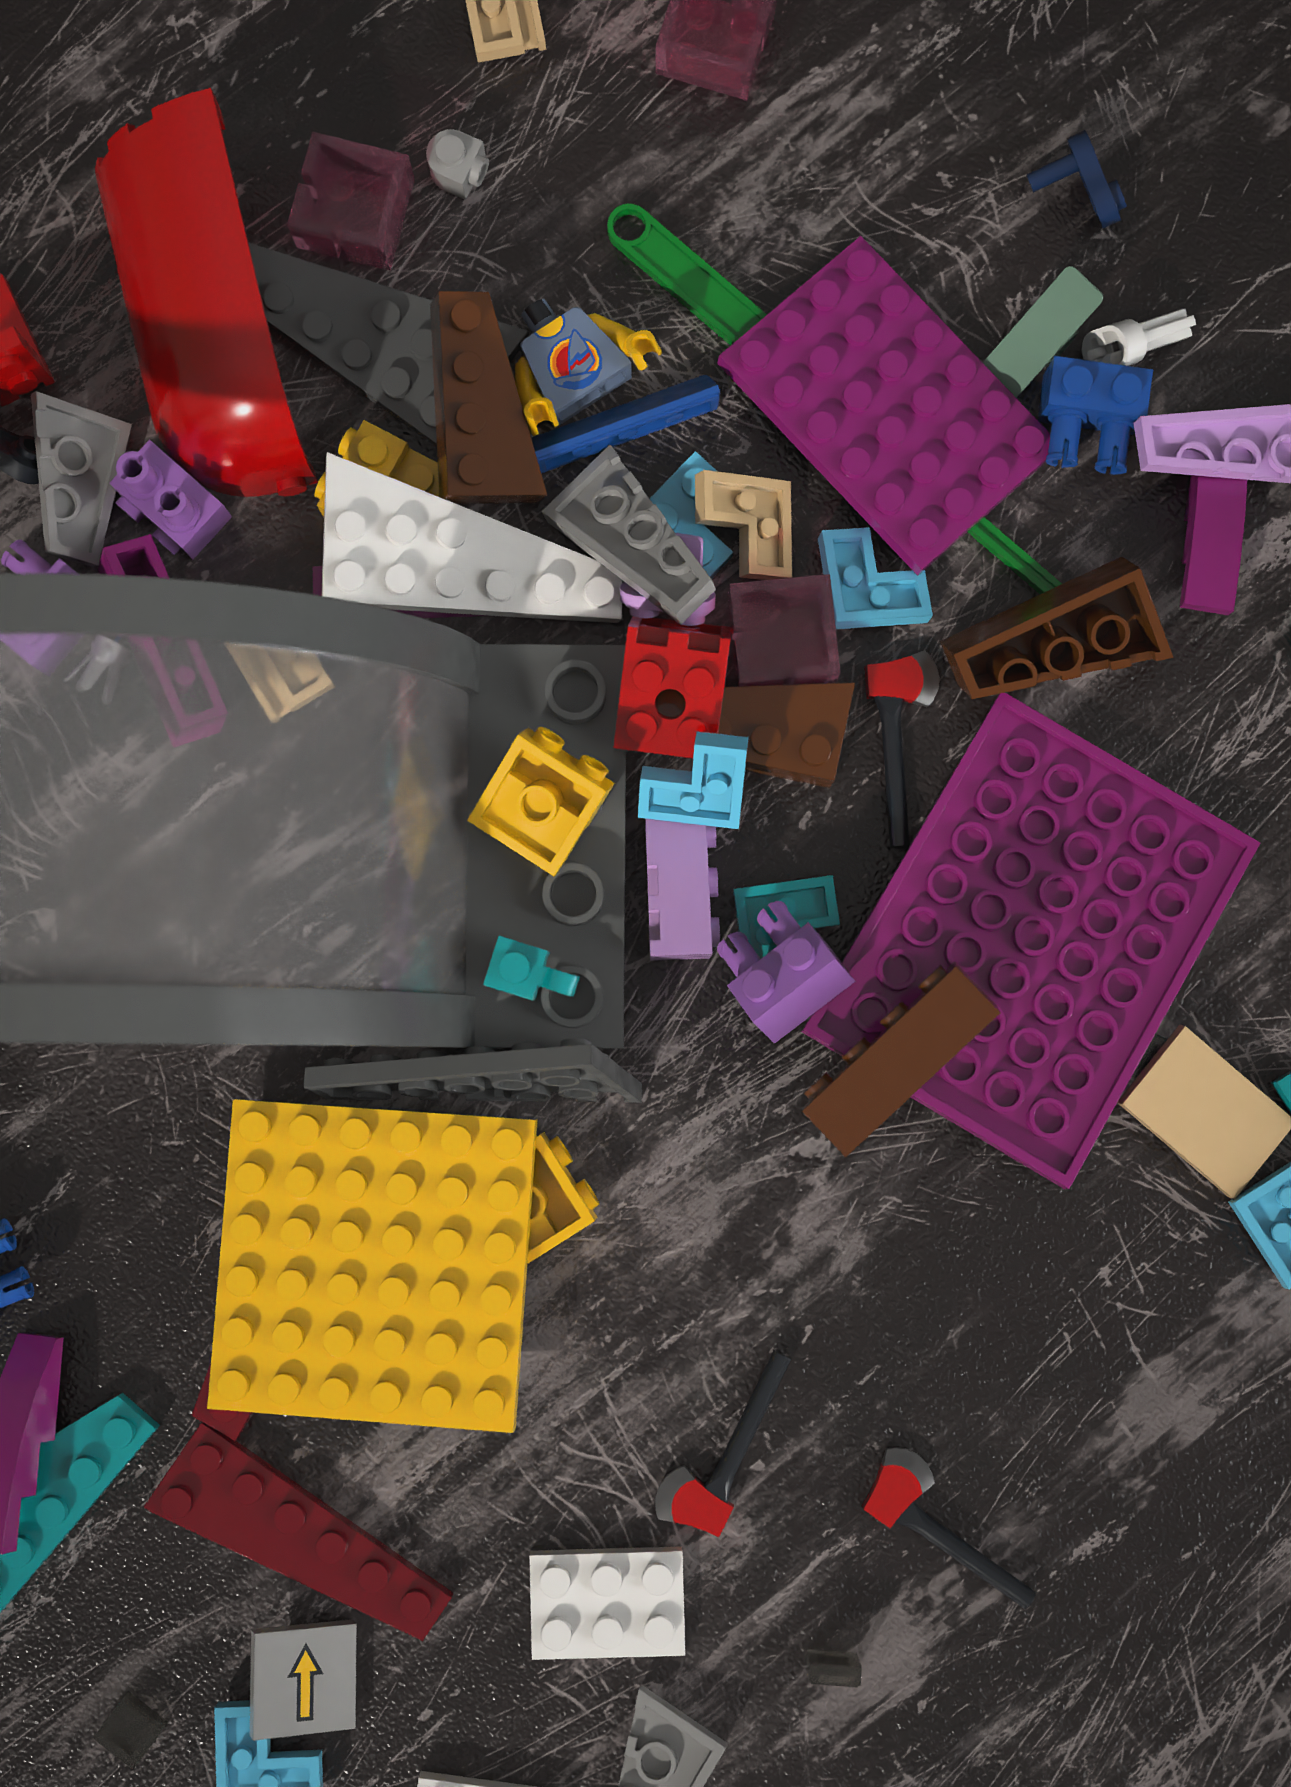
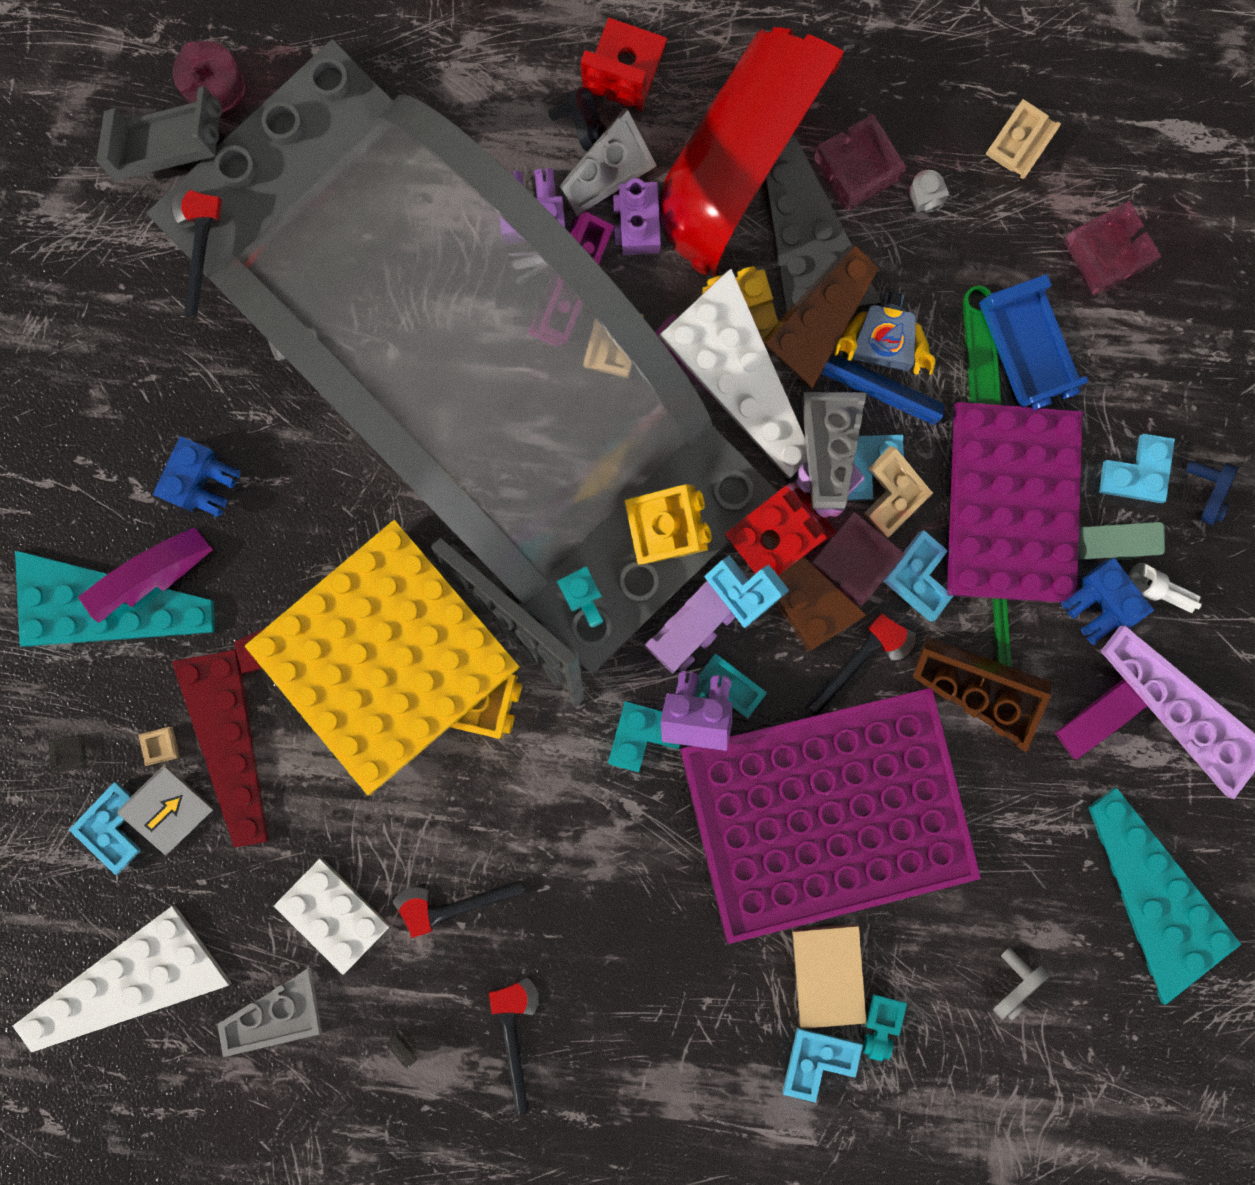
camera: 50 degrees right, 0 degrees up
(224, 1615) = (159, 746): none -> tan tile
(730, 1060) = (634, 729): none -> teal plate
(733, 216) = (1031, 343): none -> blue panel
(900, 1058) = (711, 806): reddish brown wedge -> none
(999, 240) = (1147, 477): none -> medium azure plate

